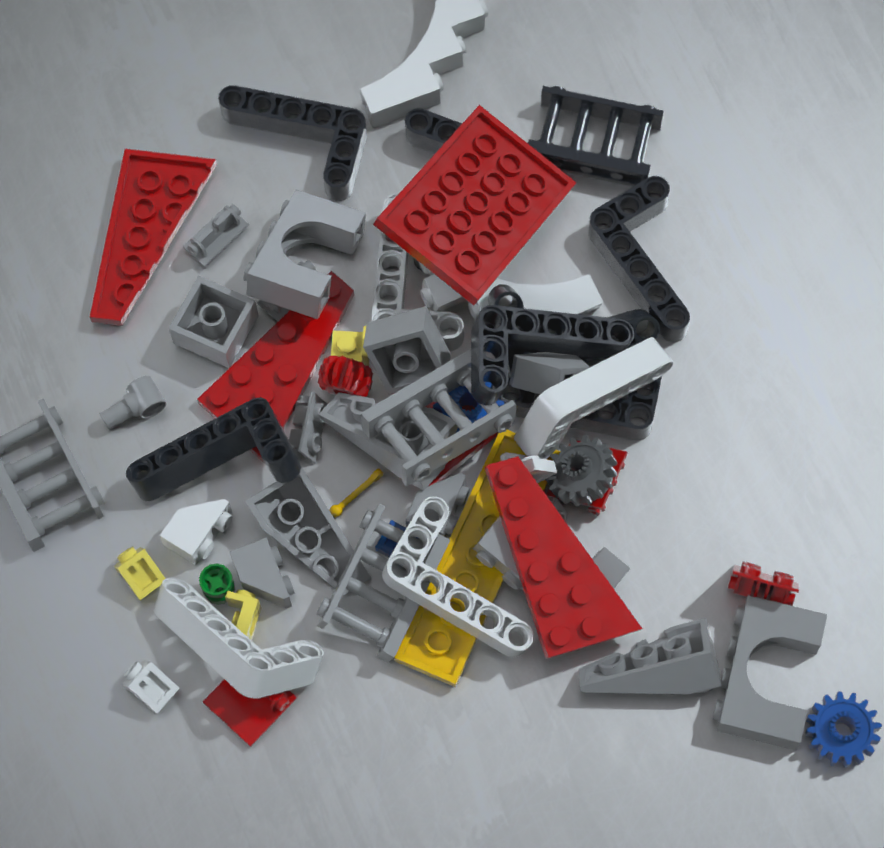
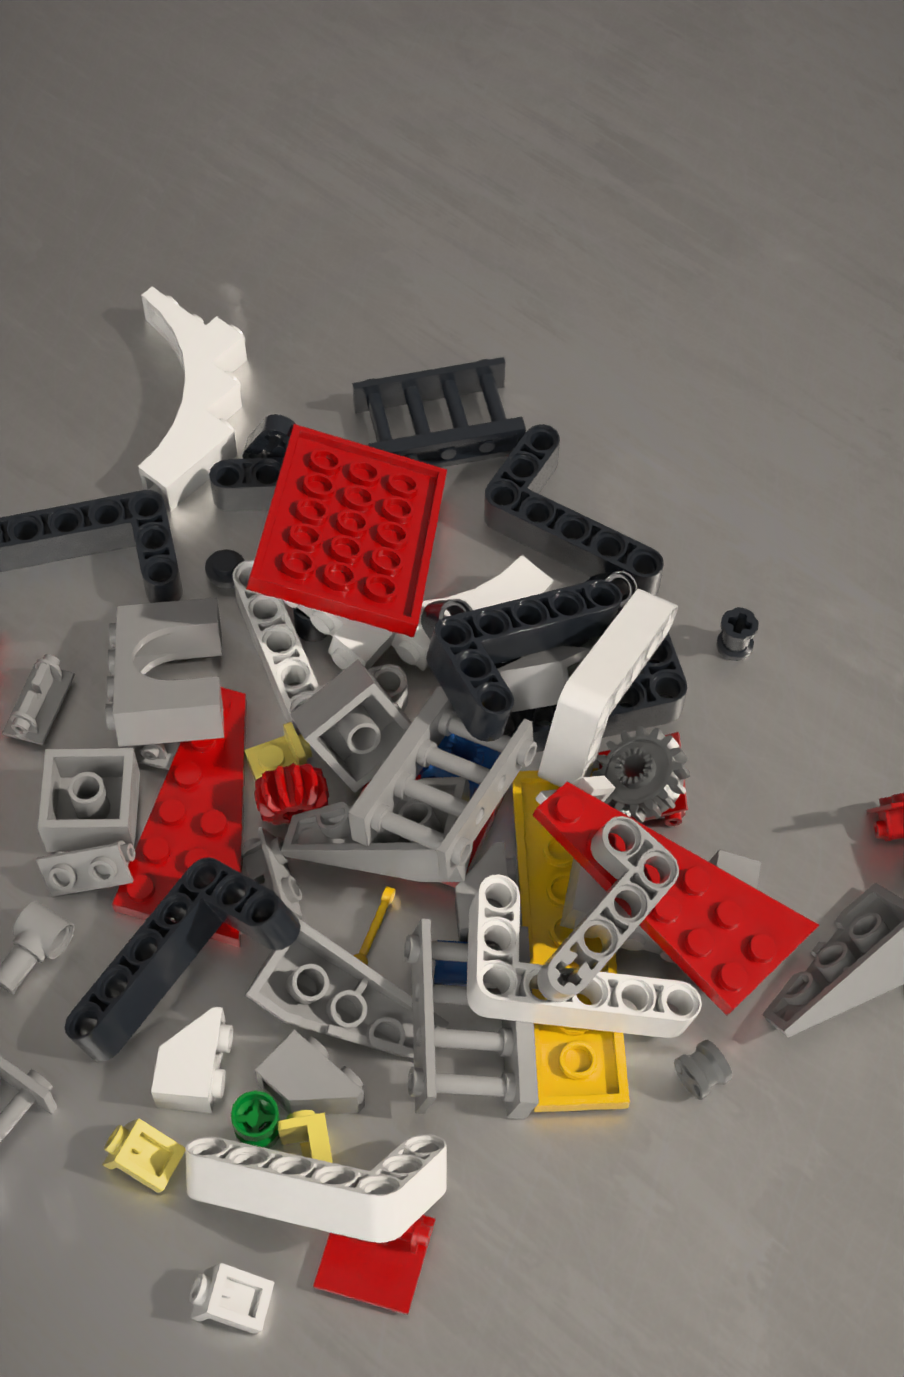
camera: 30 degrees left, 10 degrees down
(191, 368) = (87, 868): none -> light grey hinge
(385, 186) = (220, 567): none -> black plate
(460, 106) = (265, 438): none -> black beam
(486, 558) = (603, 918): none -> light grey beam
(515, 686) = (703, 1069): none -> dark grey wheel
(714, 407) = (737, 634): none -> black bush

